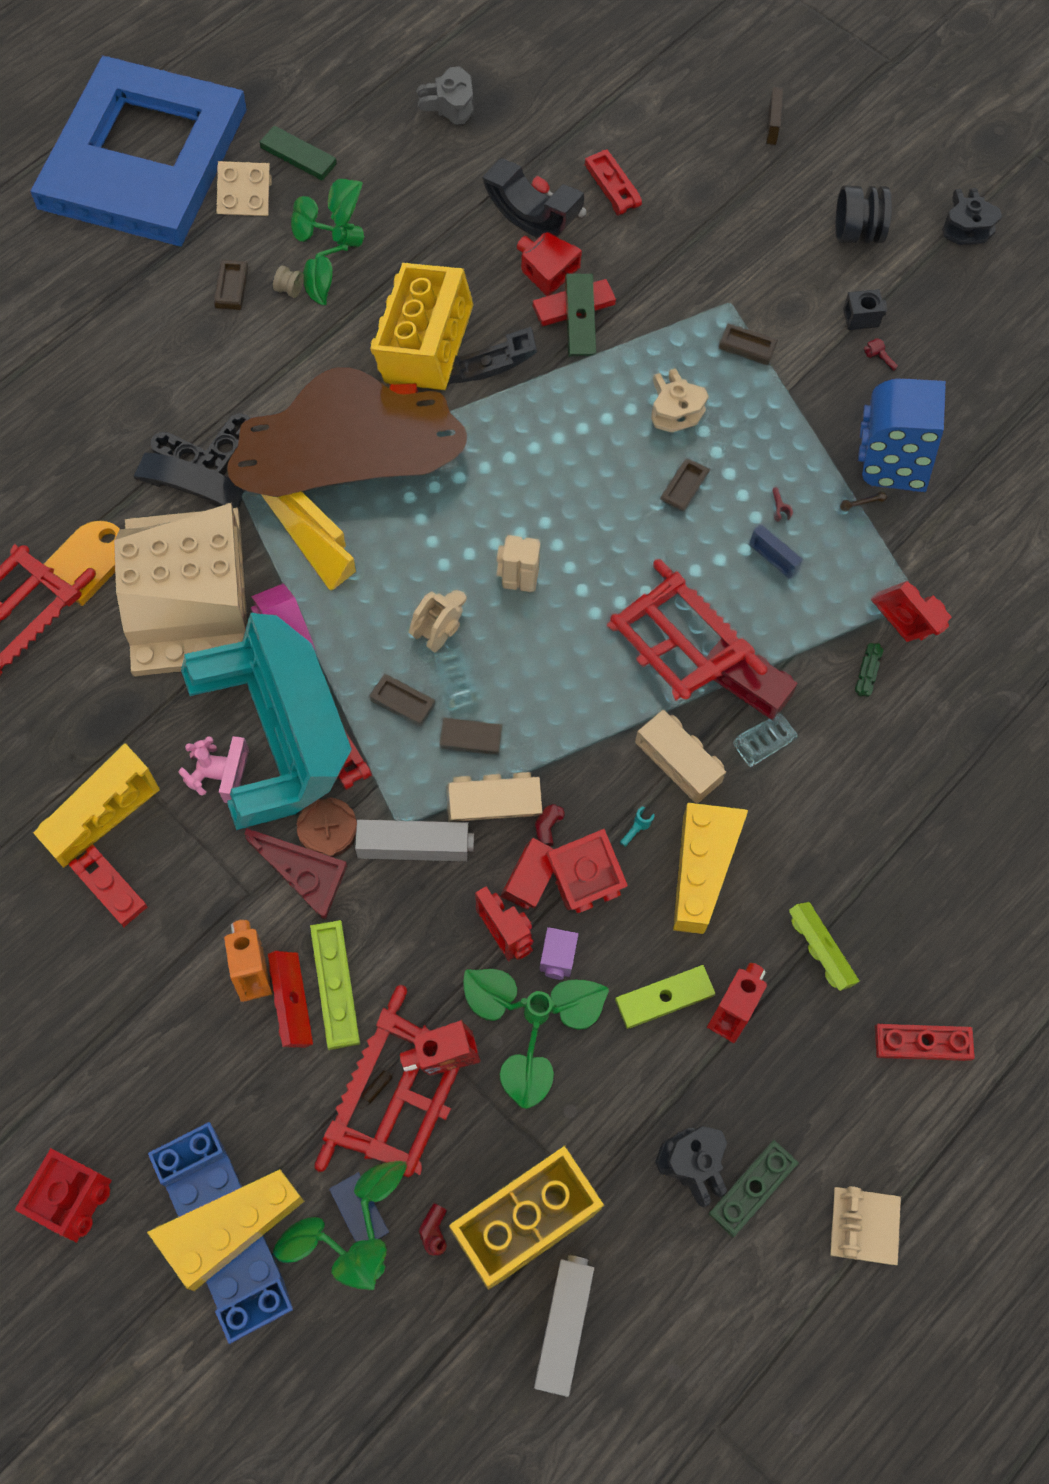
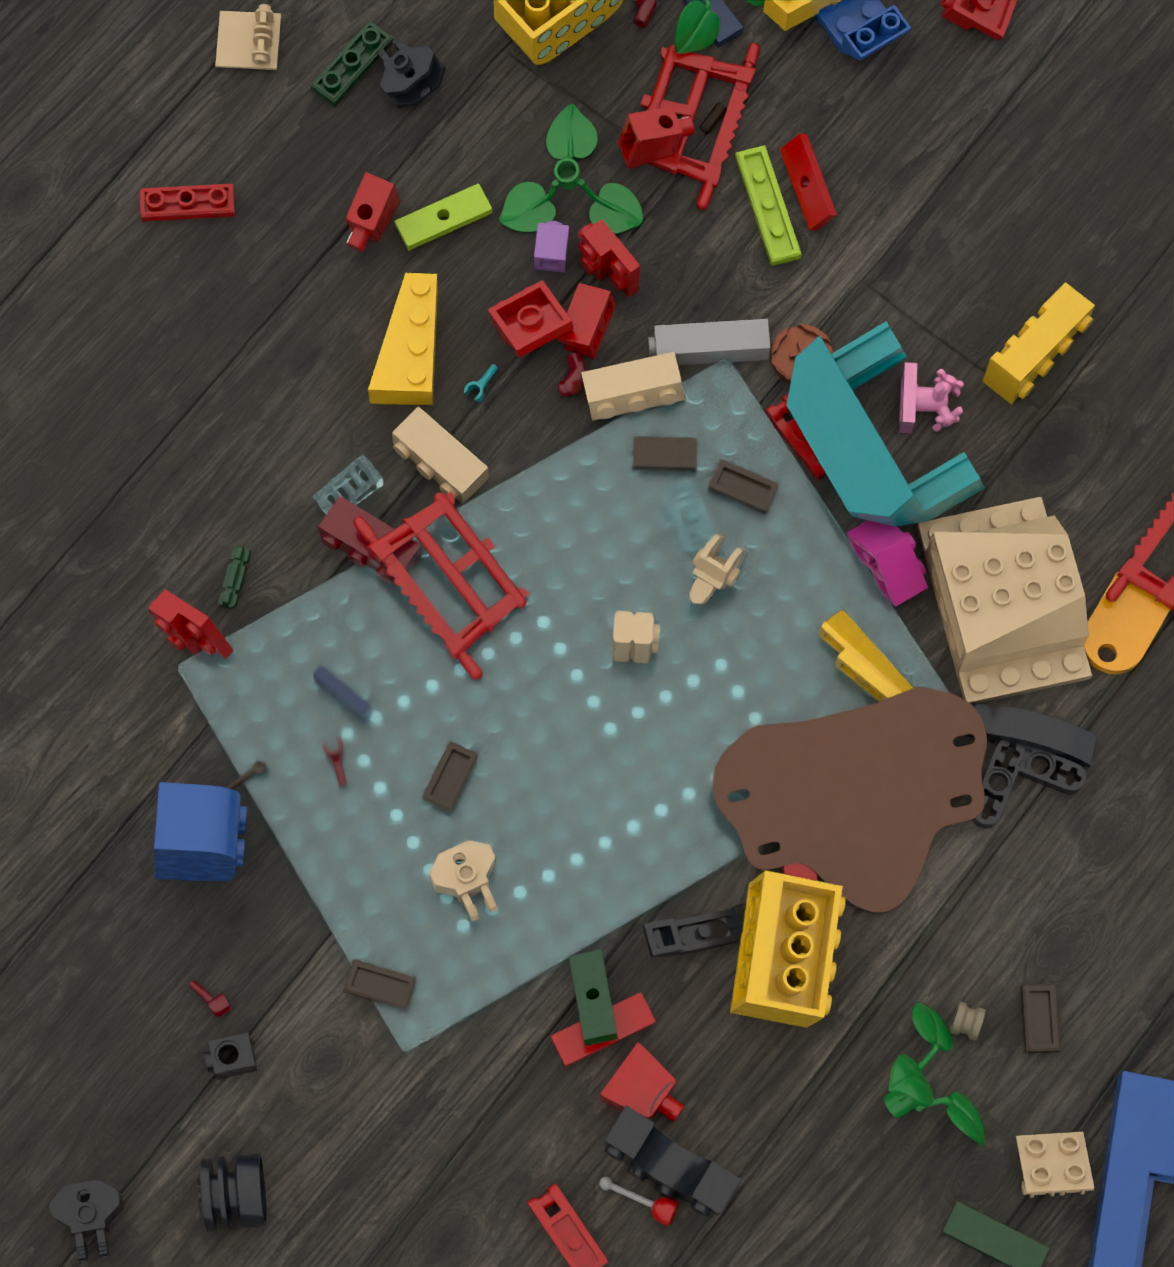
camera: 175 degrees right, 5 degrees up
(108, 886) = (1010, 276): red plate -> none
(247, 962) = (856, 207): orange torso -> none
(306, 871) = (810, 303): dark red wing -> none
(823, 946) = (286, 277): lime tile -> none

